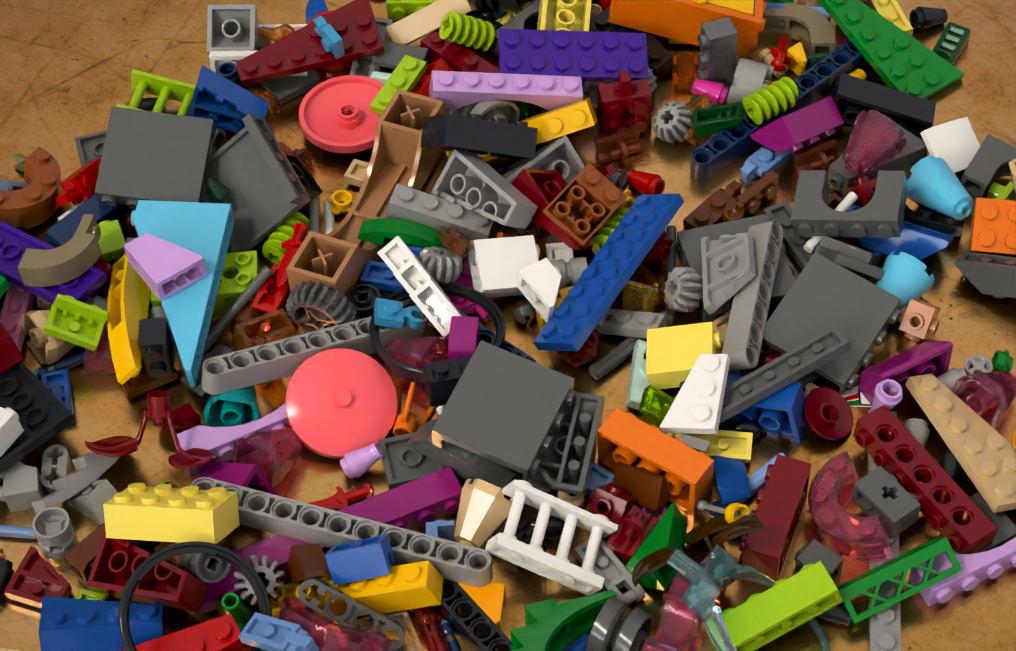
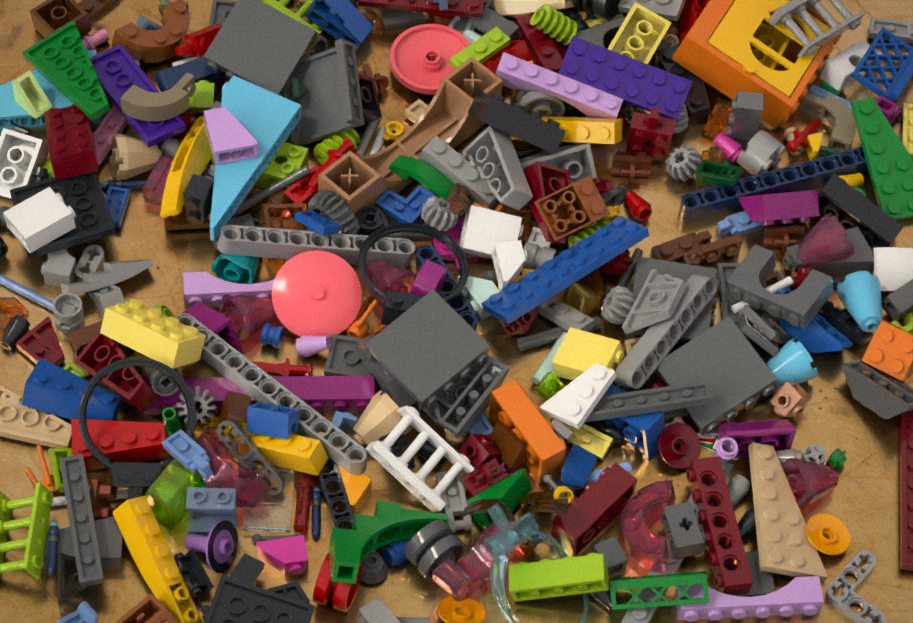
camera: 15 degrees right, 5 degrees up
(75, 322) = (147, 156): lime bracket -> none
(160, 411) = (179, 252): dark red plant -> none
(307, 322) = (317, 222): none -> blue plate
(308, 468) = (272, 335): none -> blue wheel
(393, 315) = (385, 241): dark azure plate -> none
(419, 284) = (415, 224): white slope -> none
(522, 333) = (478, 291): none -> light aqua slope
(771, 100) = (766, 174): lime piece -> none

